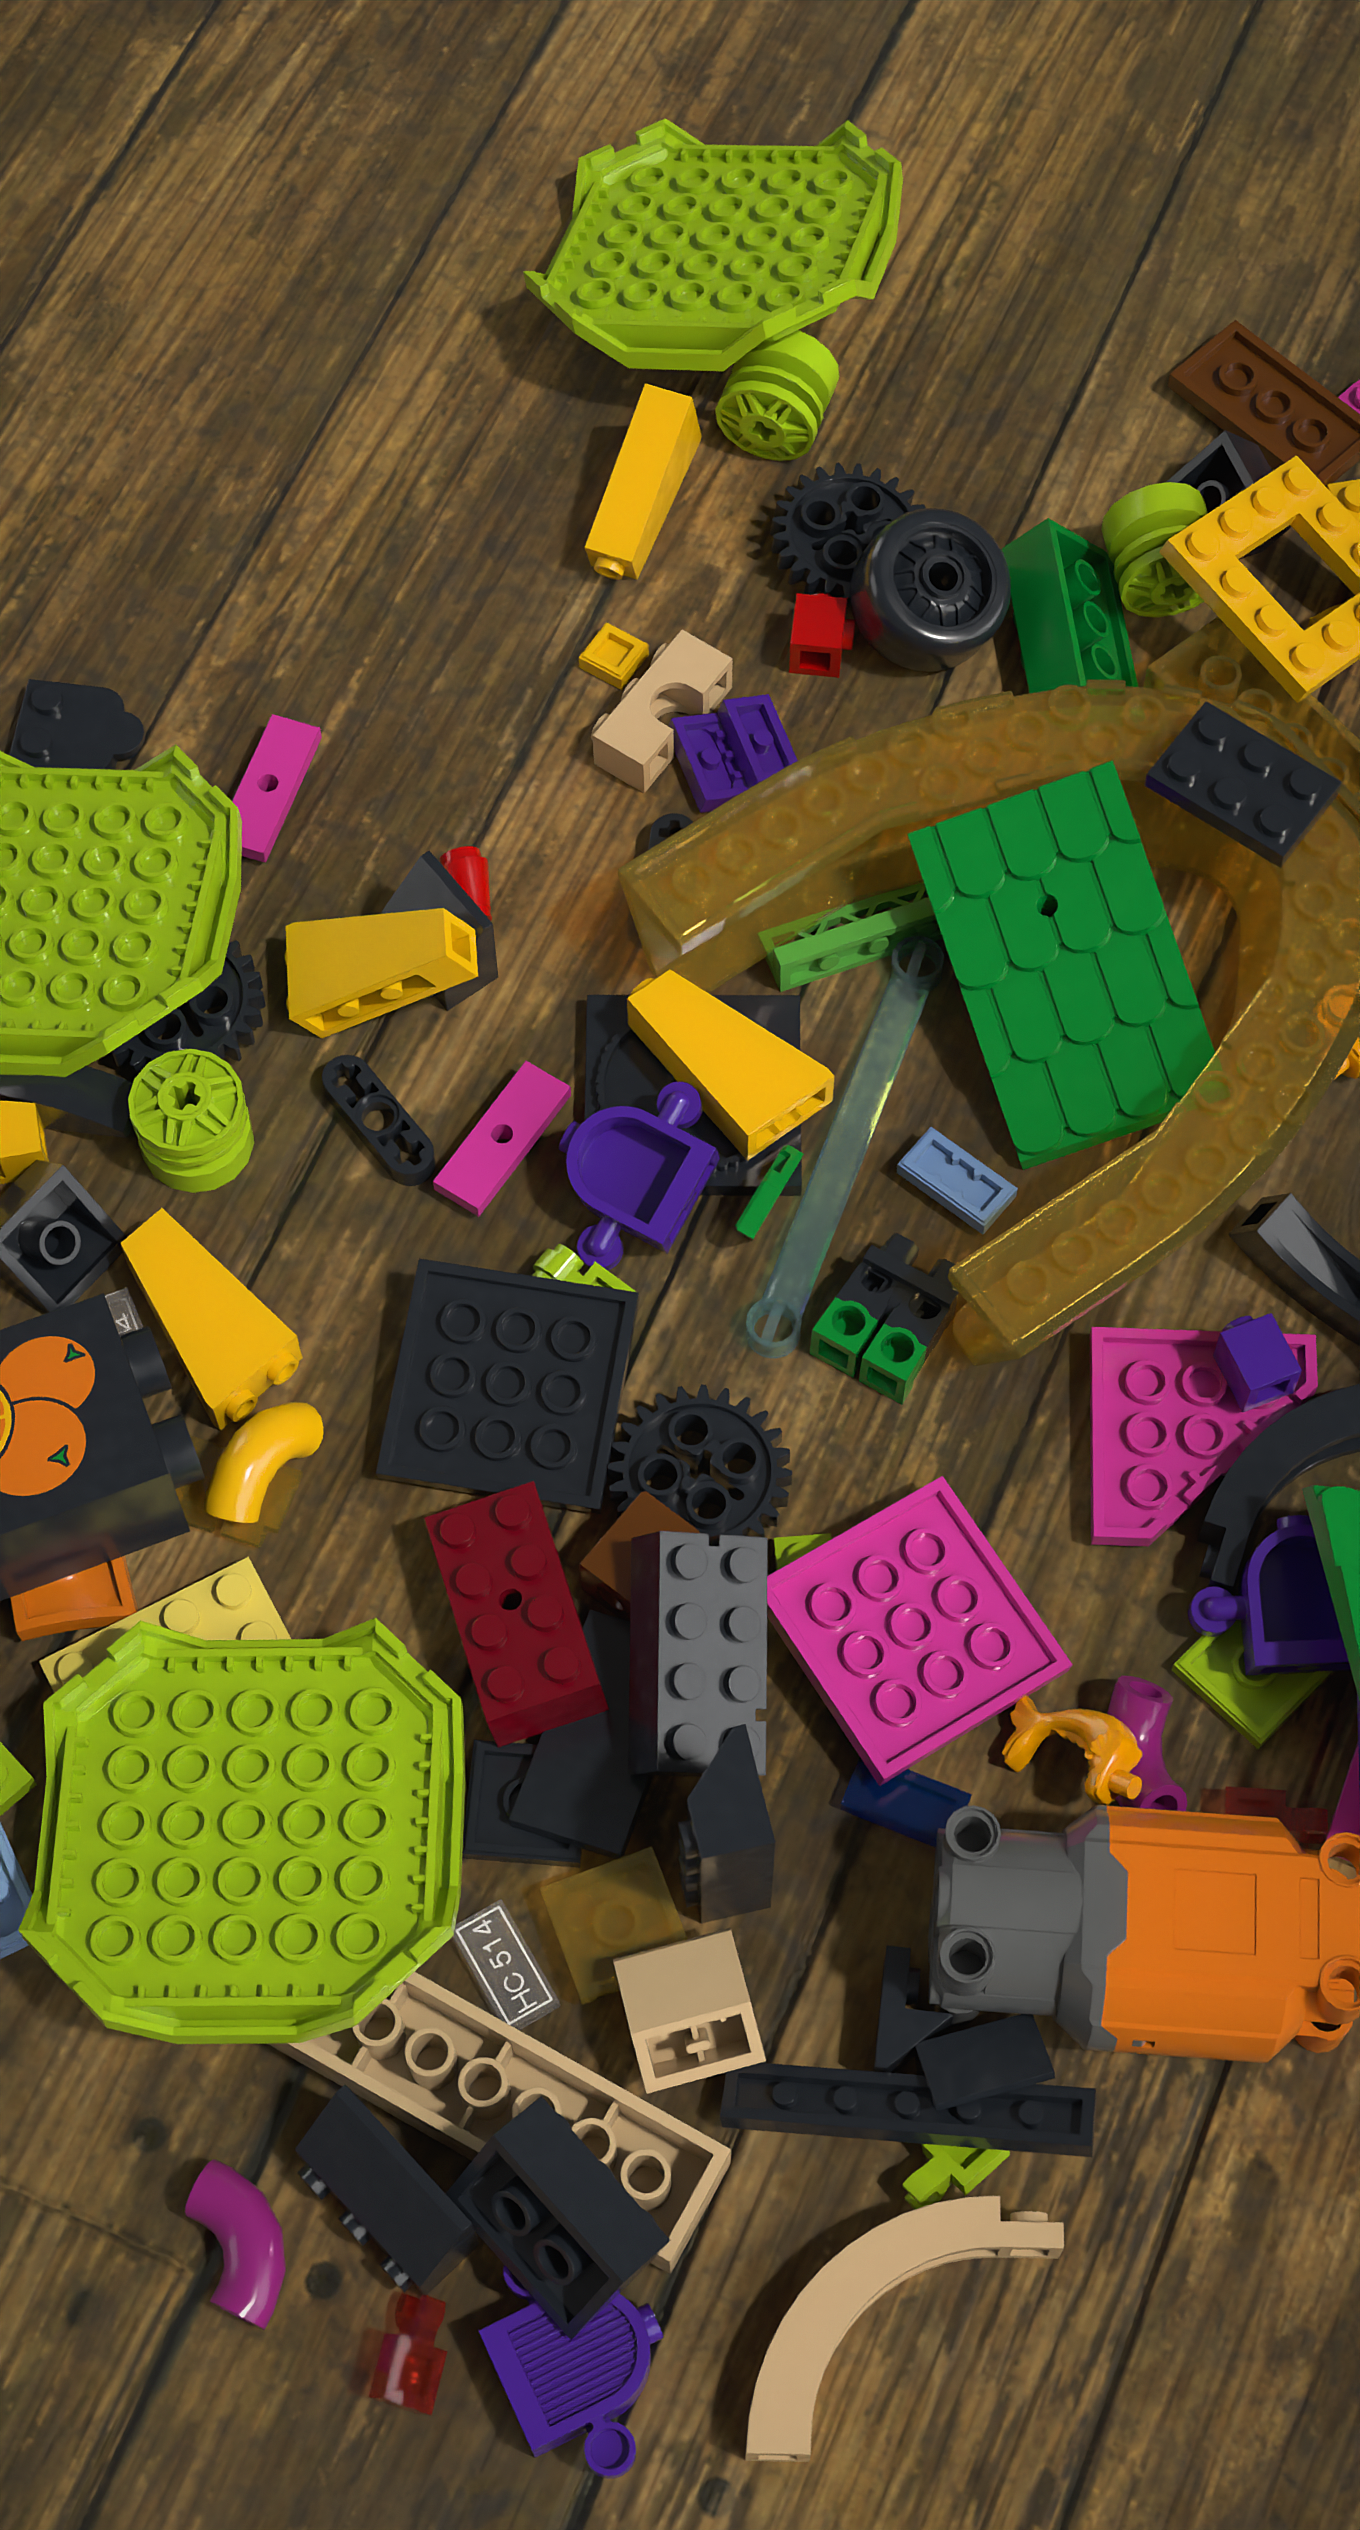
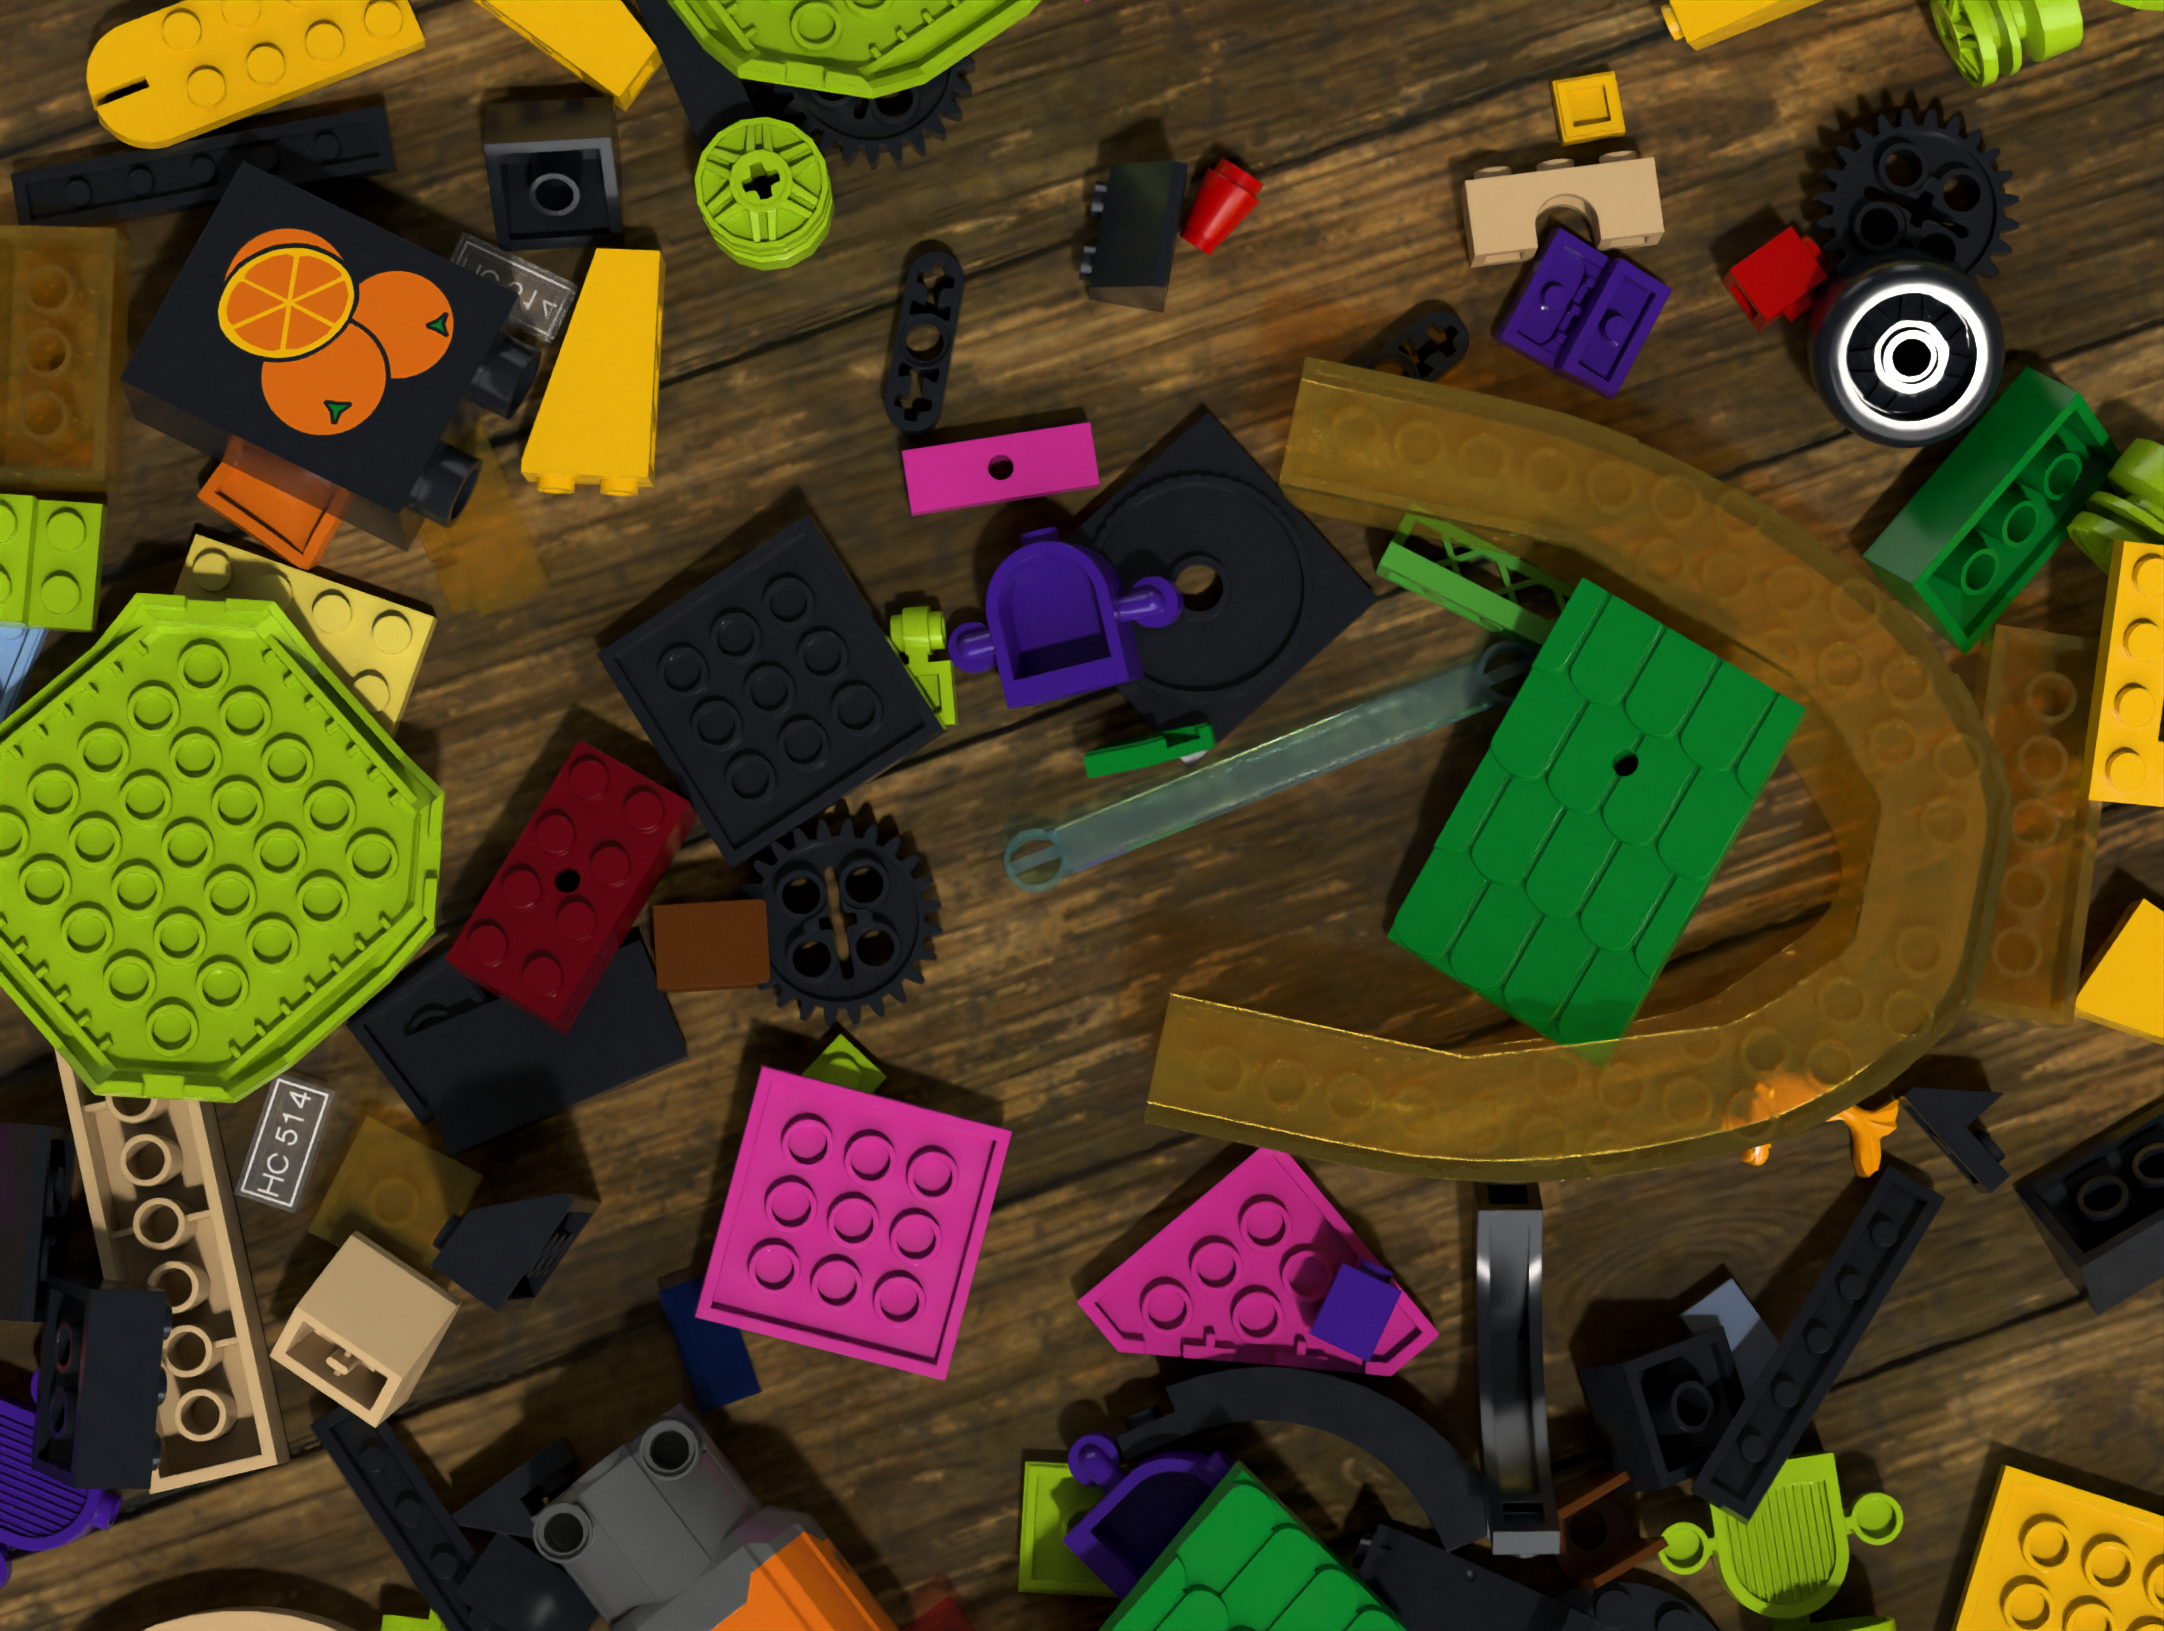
camera: 50 degrees right, 20 degrees up
(255, 1457) = (515, 547): yellow cylinder -> none
(372, 965) = (1041, 208): yellow slope -> none
(695, 1649) = (657, 1076): piece -> none
(743, 1073) = (1234, 615): yellow slope -> none
(886, 1318) = (1149, 948): hips -> none
(957, 1180) = (1317, 896): medium blue plate -> none
(1106, 1742) = (890, 1468): light orange animal -> none
(1144, 1711) = (910, 1500): magenta cylinder -> none
(1243, 784) = (1904, 837): black plate -> none

